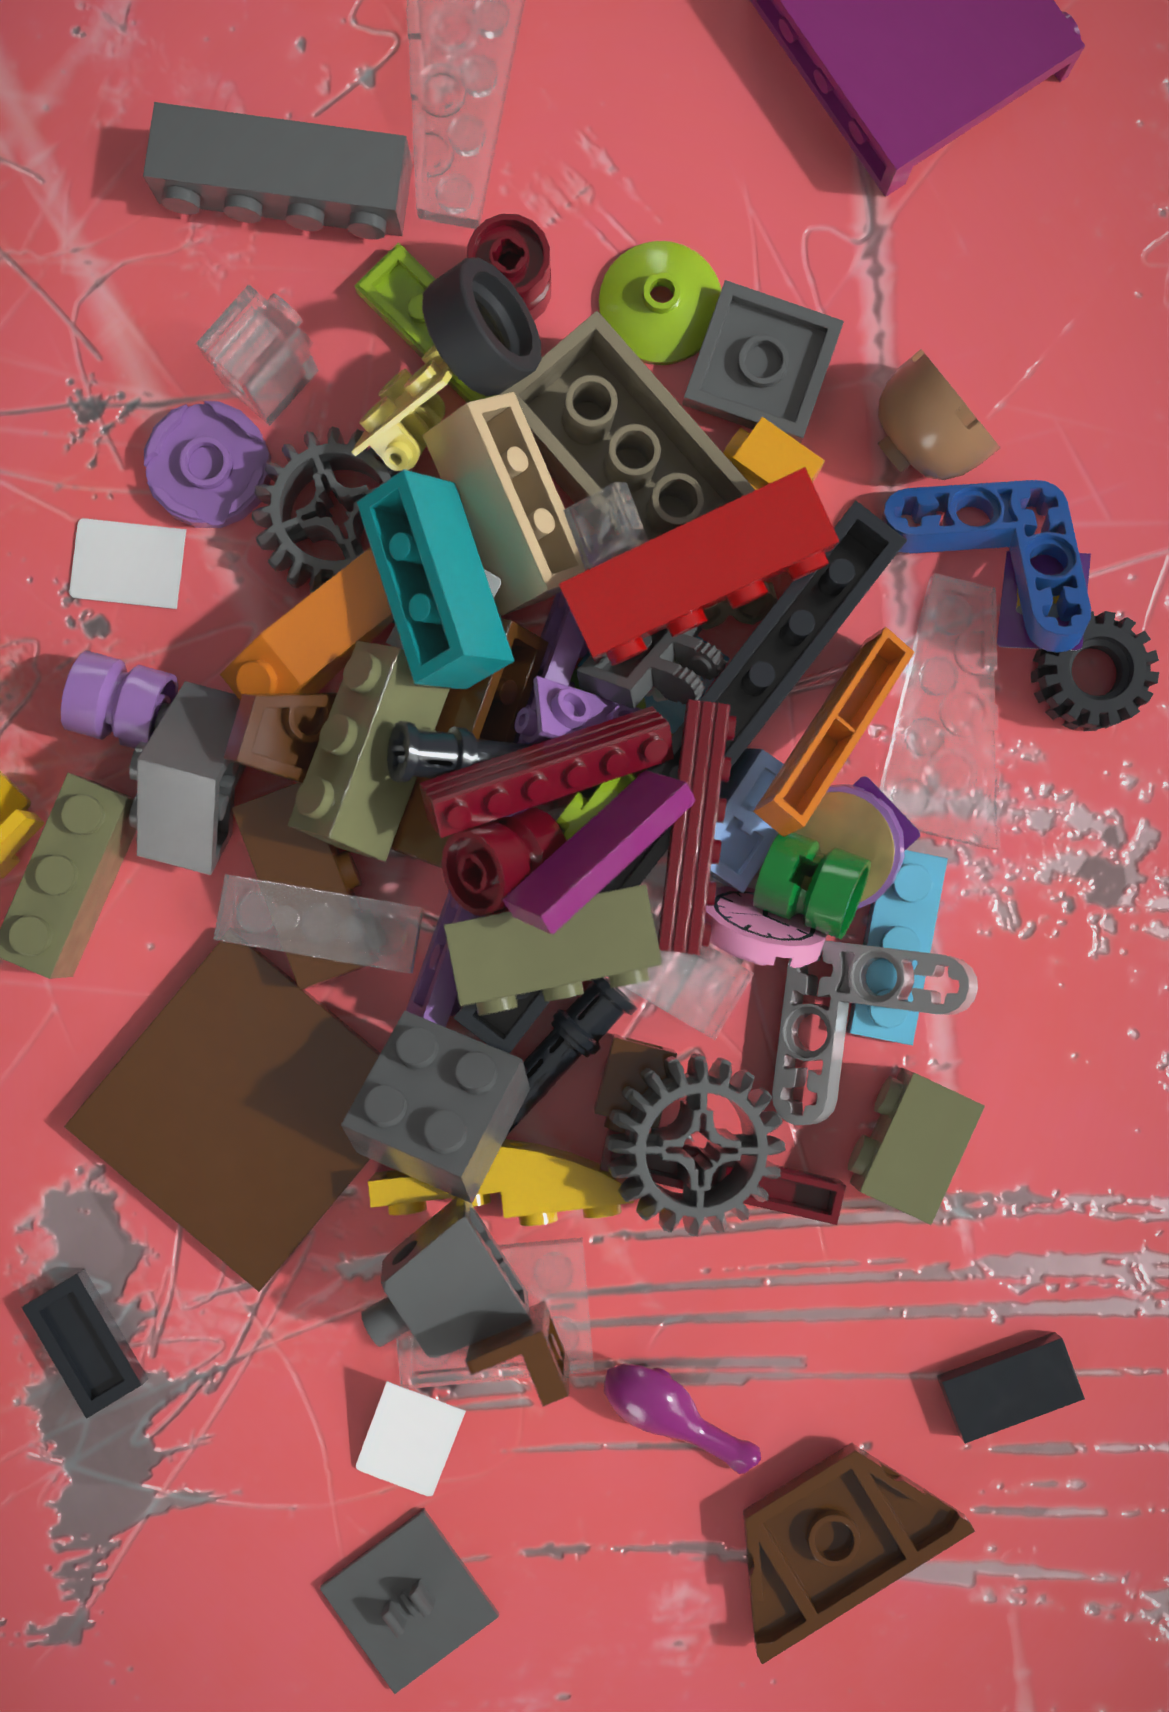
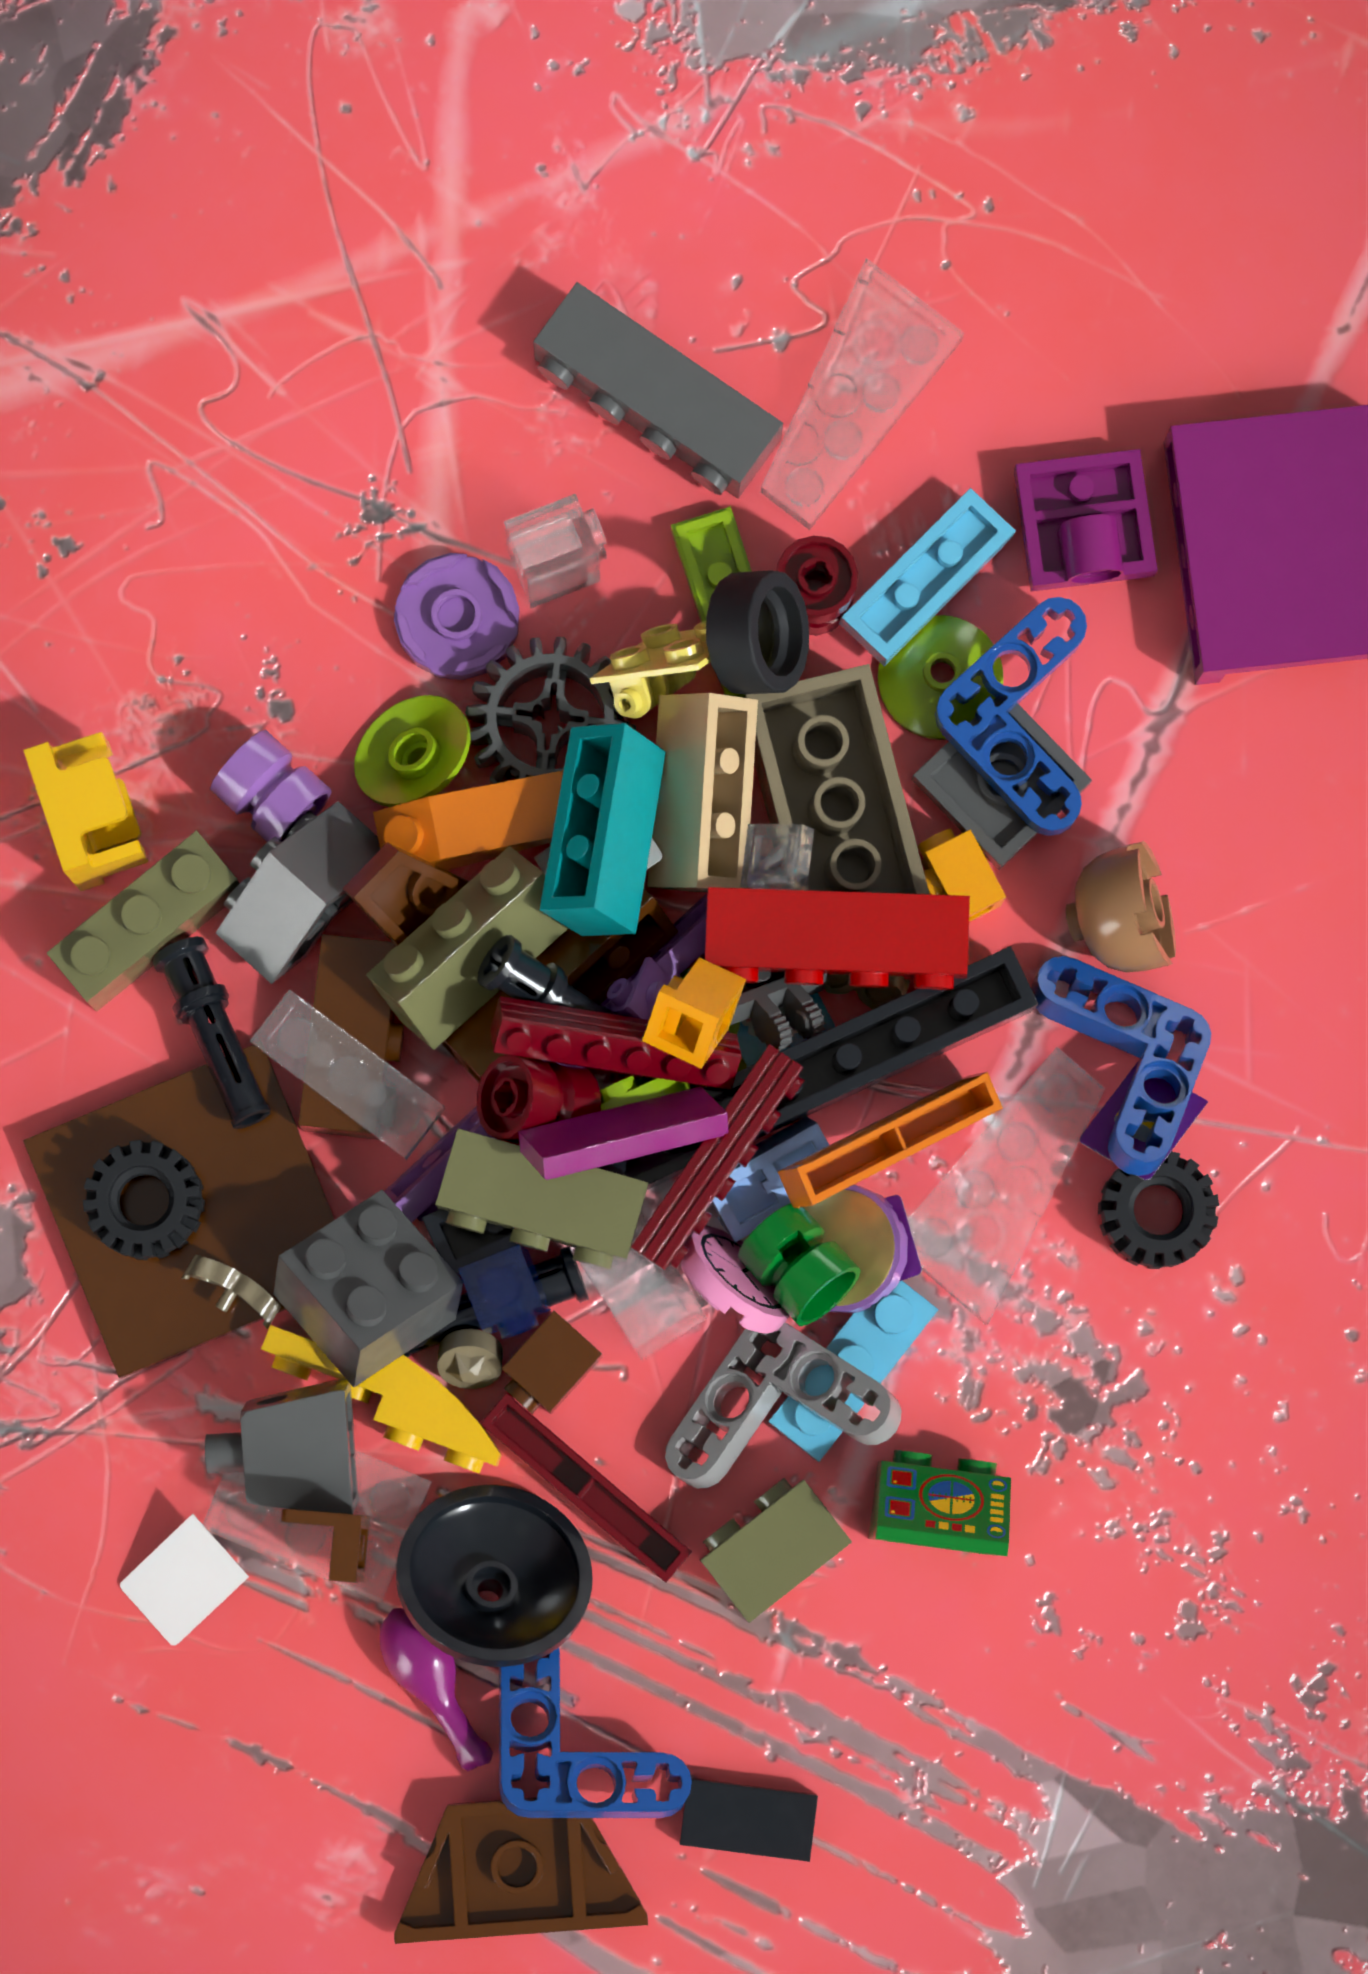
camera: 25 degrees right, 5 degrees down
(127, 563) = (339, 667): white sticker -> none
(158, 1134) = (115, 1172): none -> black tyre
(163, 919) = (201, 999): none -> black pin
(228, 601) = (412, 750): none -> lime dish
(318, 1159) = (235, 1285): none -> dark tan piece
(409, 1601) = (105, 1729): dark grey piece -> none
(560, 1115) = (470, 1358): none -> dark tan tile
(564, 1047) = (505, 1292): none -> clear blue brick
(604, 215) = (927, 577): none -> medium azure plate
(607, 705) = (694, 1012): none -> light orange brick
(649, 1273) = (499, 1544): none -> black dish
(696, 1172) = (590, 1409): dark grey gear -> none
(717, 94) = (1085, 520): none -> magenta plate
(738, 311) = (998, 726): none -> blue beam
(832, 1437) = (563, 1768): none -> blue beam
(1047, 1034) = (941, 1506): none -> green slope

